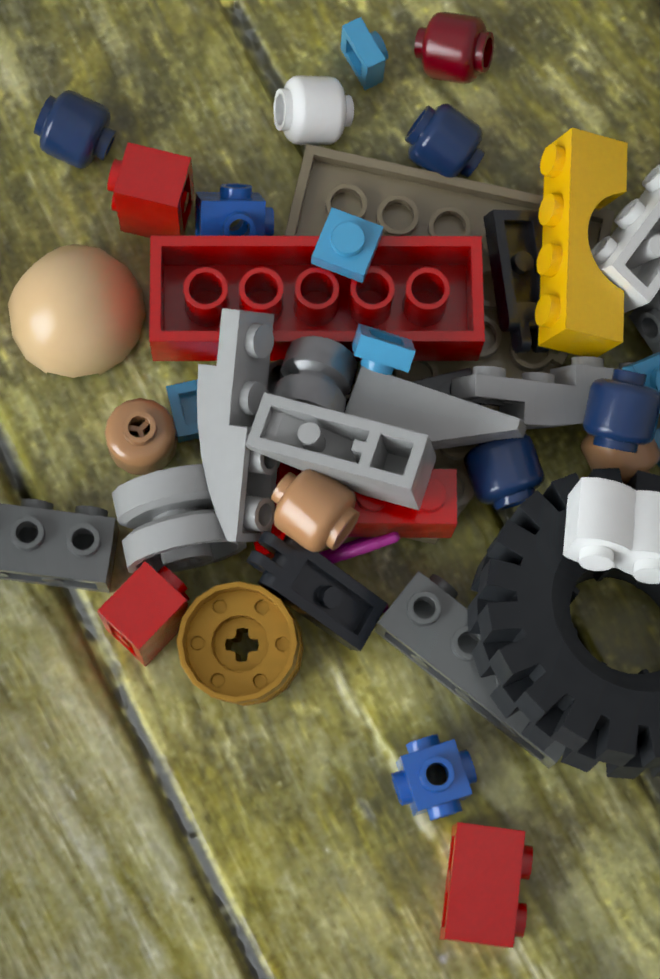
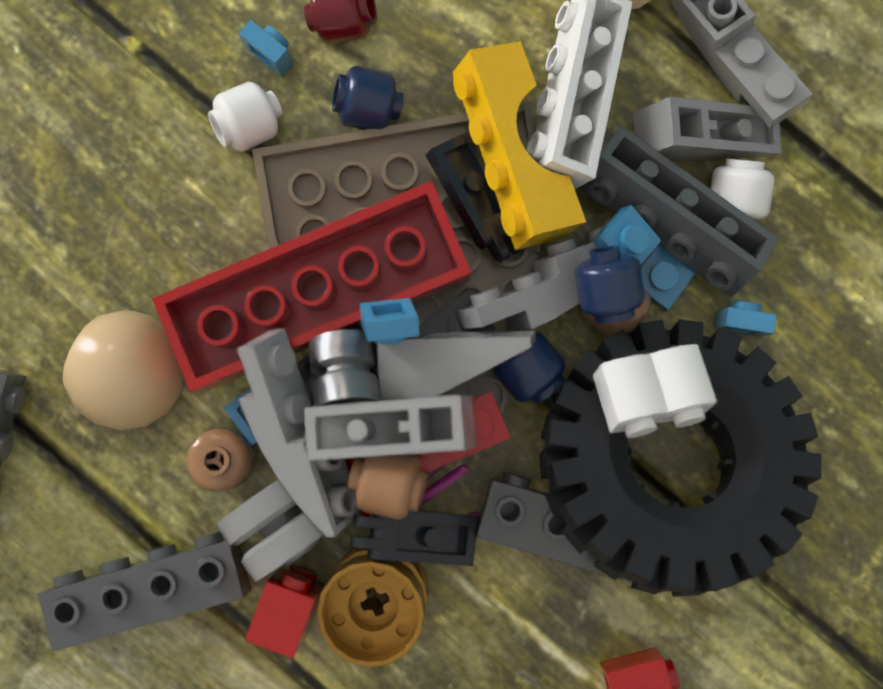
camera: 15 degrees left, 10 degrees up
(74, 129) = (53, 217): dark blue head -> none
(152, 191) = (140, 249): red brick -> none
(235, 201) = (217, 240): blue brick -> none
(347, 245) = (321, 238): dark azure plate -> none
(415, 789) = (567, 623): blue brick -> none

